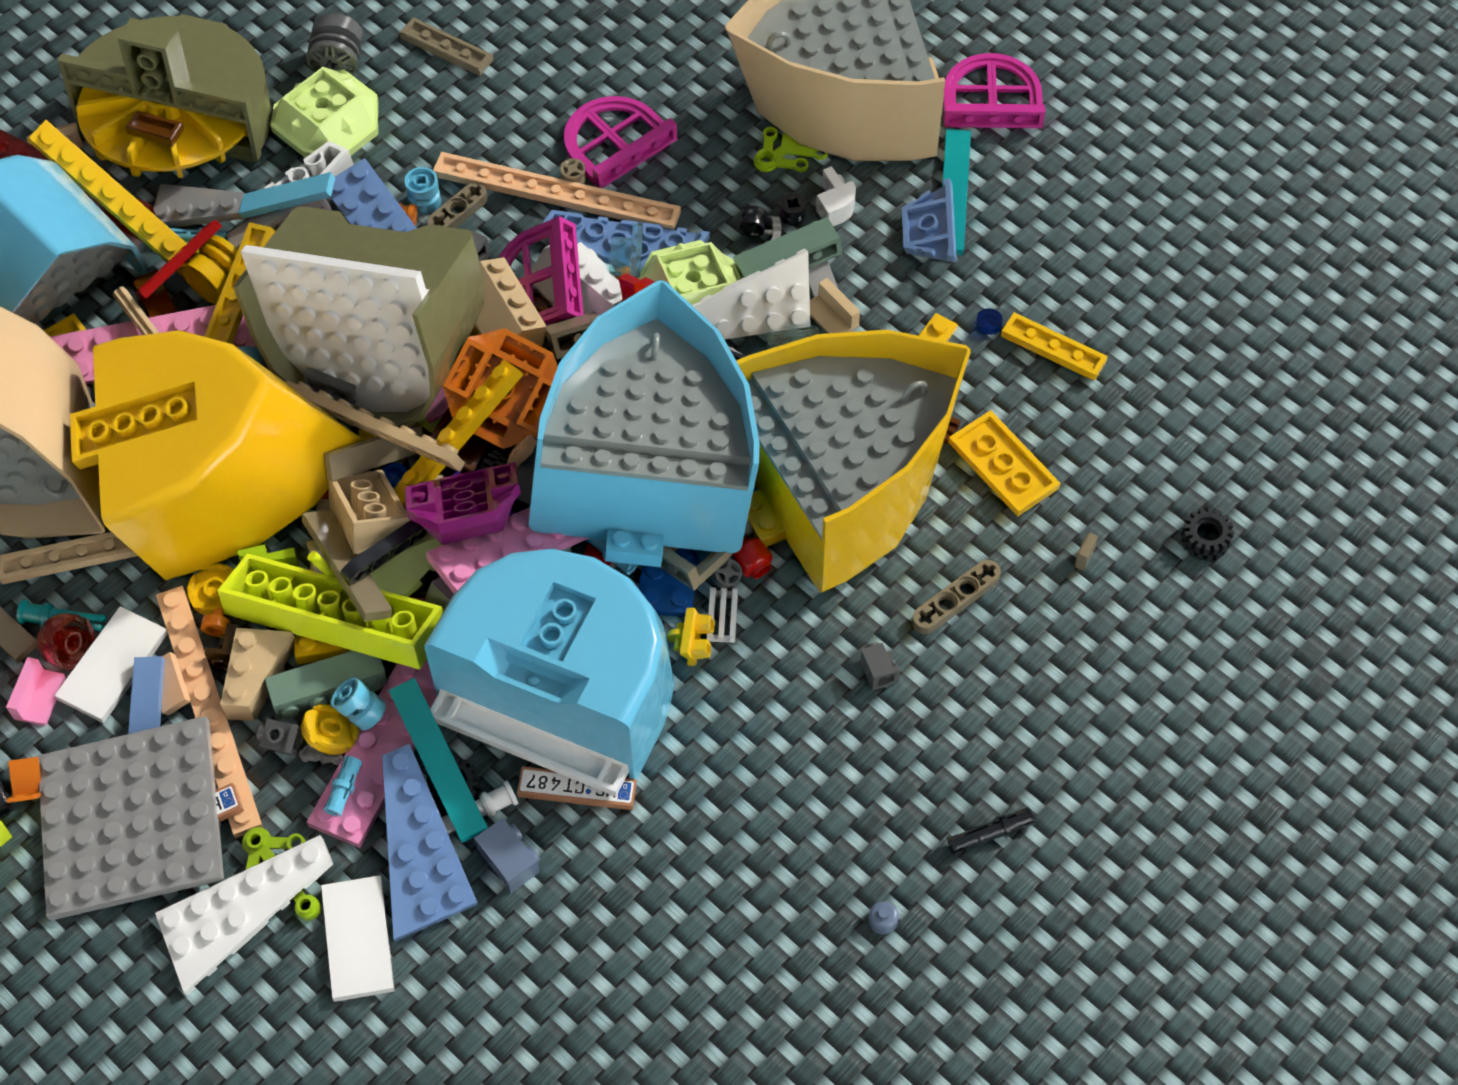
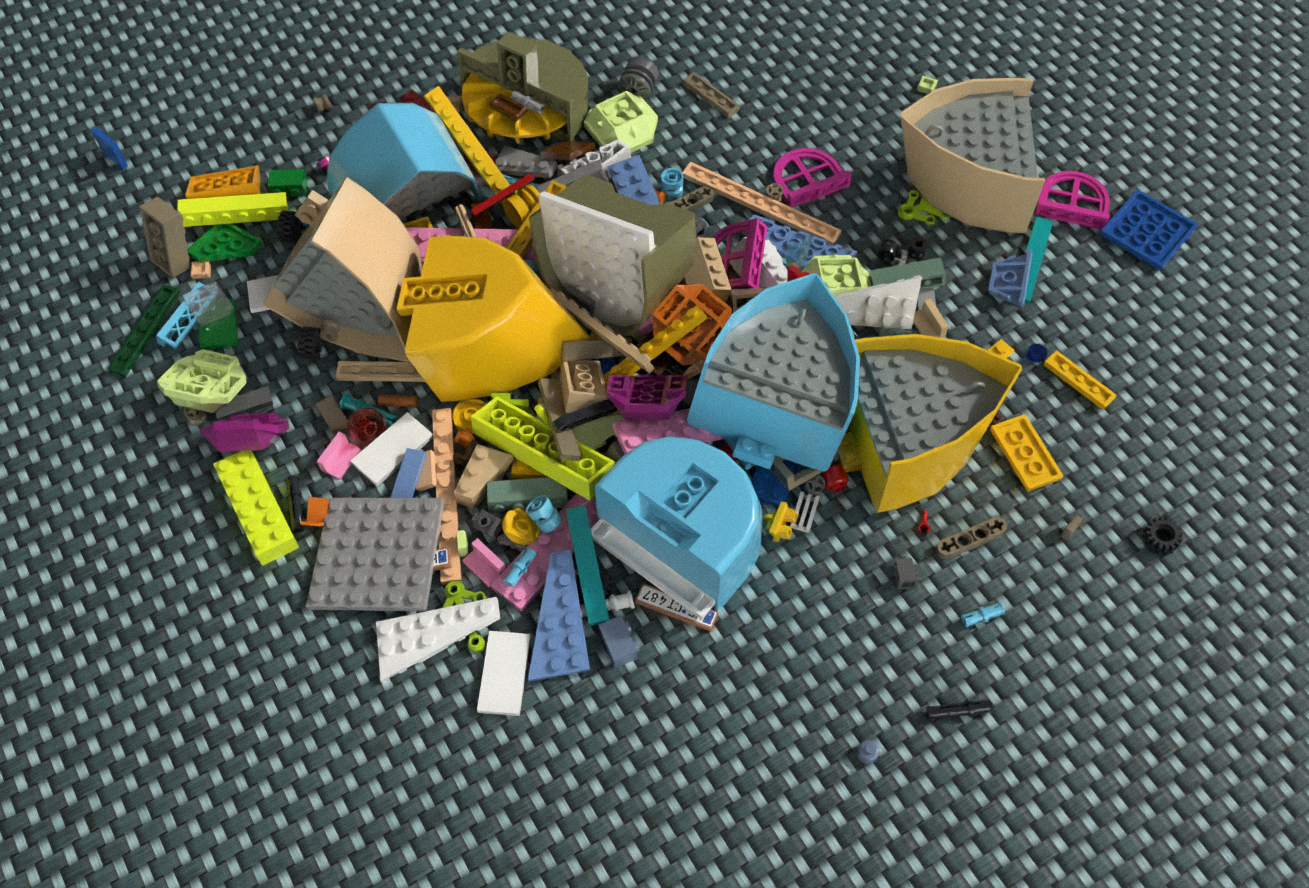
camera: 15 degrees right, 0 degrees up
(101, 593) = (398, 400): none -> dark orange pin
(182, 114) = (528, 102): none -> light grey pin
(251, 773) = (462, 543): none -> yellowish green tile
(257, 173) = (567, 150): none -> reddish brown tile
(287, 195) = (582, 167): medium azure tile -> none
(289, 793) = (484, 563): none -> bright pink panel
(838, 200) = (950, 248): white brick -> none
(888, 593) = (924, 523): none -> red hand
(994, 696) = (983, 614): none -> medium azure pin
(1102, 115) = (1148, 229): none -> blue plate

